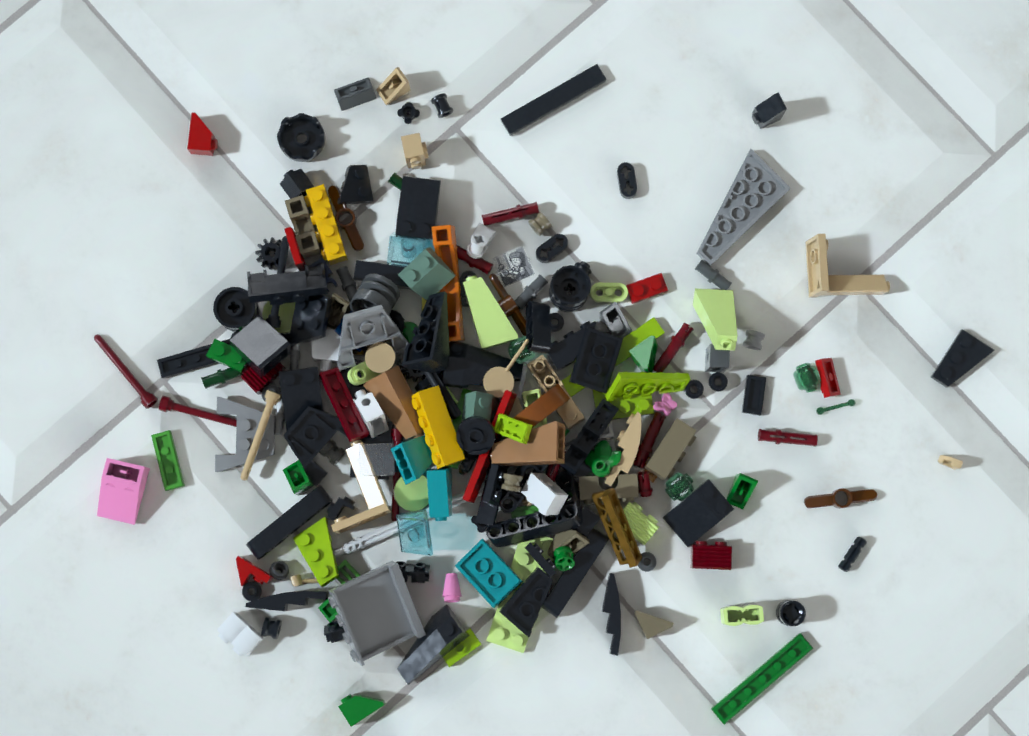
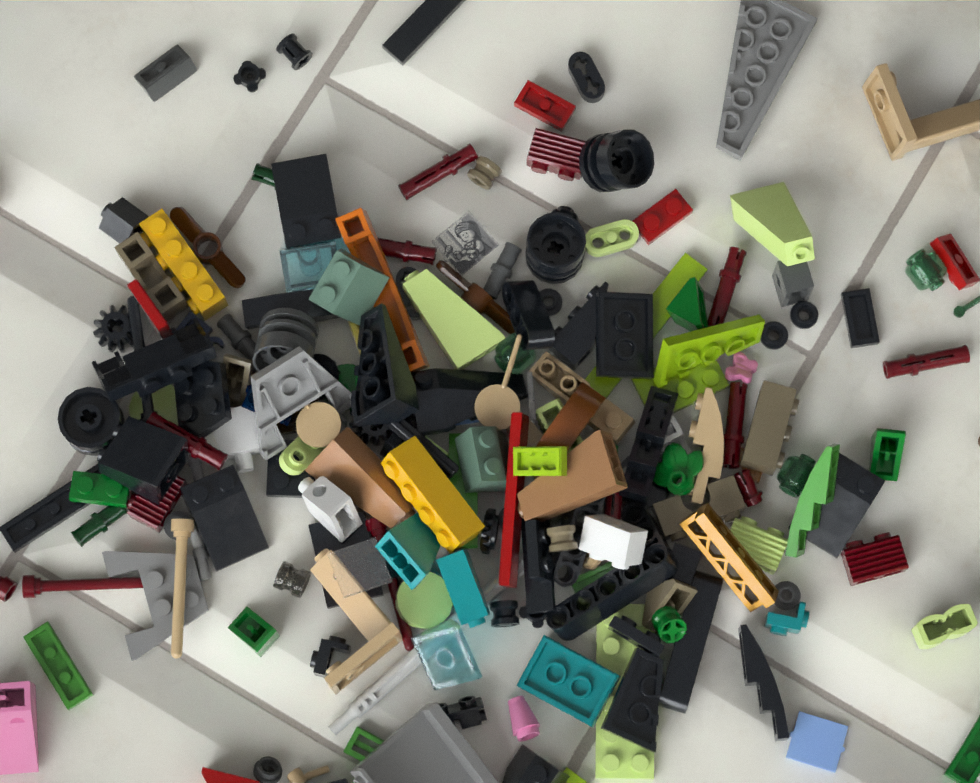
camera: 15 degrees left, 5 degrees down
(289, 522) = (261, 698): black beam -> none
(293, 127) = (107, 136): black plate -> none
(296, 347) = (196, 446): none -> dark red pin
(309, 436) = (254, 561): black wing -> none
(318, 551) = (314, 724): lime wing -> none
(343, 404) = (288, 506): dark red plate -> none
(356, 186) = (208, 198): black wing -> none
(393, 86) = (218, 45): tan slope -> none
(414, 151) = (276, 124): tan brick -> none
(461, 516) = (504, 613): none -> black wheel
(476, 435) = (490, 487): black tile -> none
(480, 241) = (408, 219): white piece -> none
(554, 251) = (506, 198): black beam -> none
(591, 226) = (555, 154): none -> dark red brick
(593, 191) = (545, 105): none -> red plate
(615, 321) = (633, 272): dark grey slope -> none
(627, 243) = (616, 161): none -> black wheel
(635, 662) = (817, 742): none -> light blue piece
(637, 580) = (782, 624): none -> teal bracket
(651, 625) = (821, 680): dark tan slope -> none
(686, 503) = (817, 491): none -> bright green slope
(713, 275) = (749, 170): dark grey pin -> none
(753, 340) = (835, 241): light grey wheel -> none

